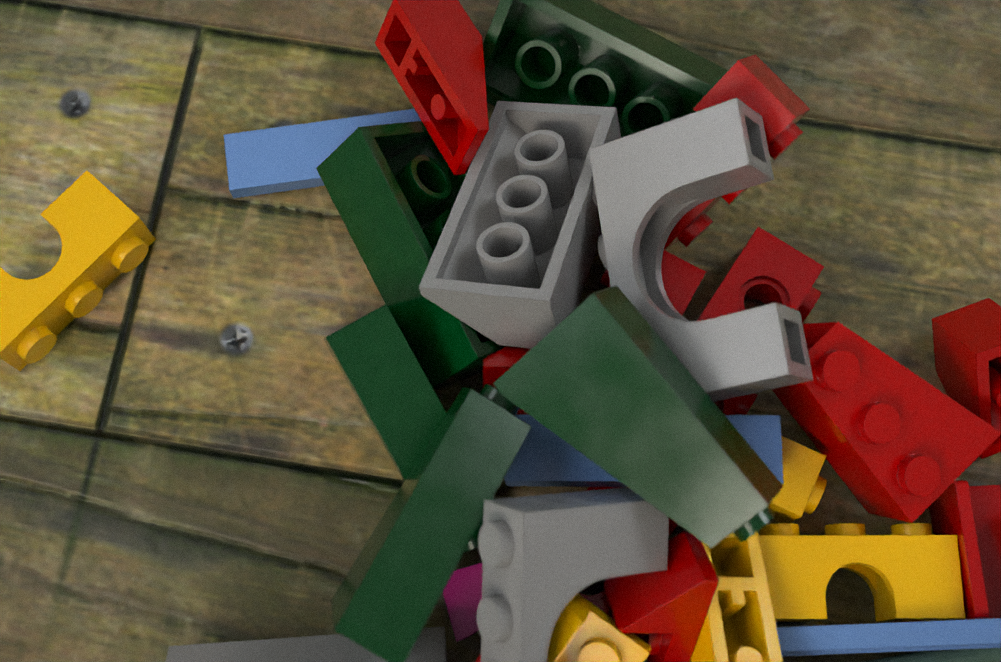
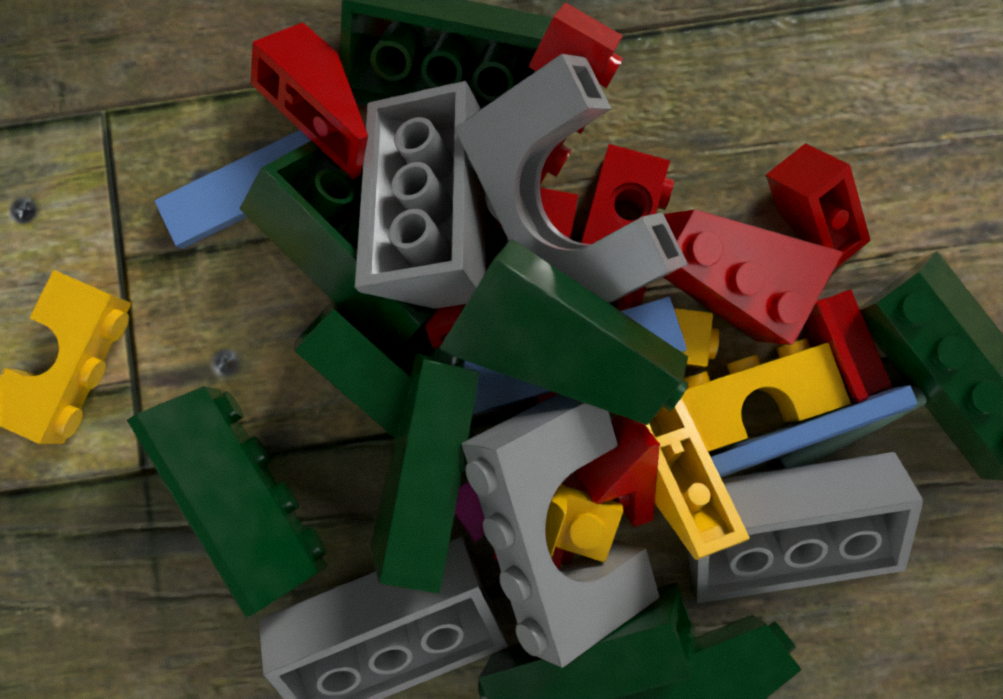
camera: 15 degrees left, 10 degrees up
(191, 490) = (230, 496): none -> dark green slope

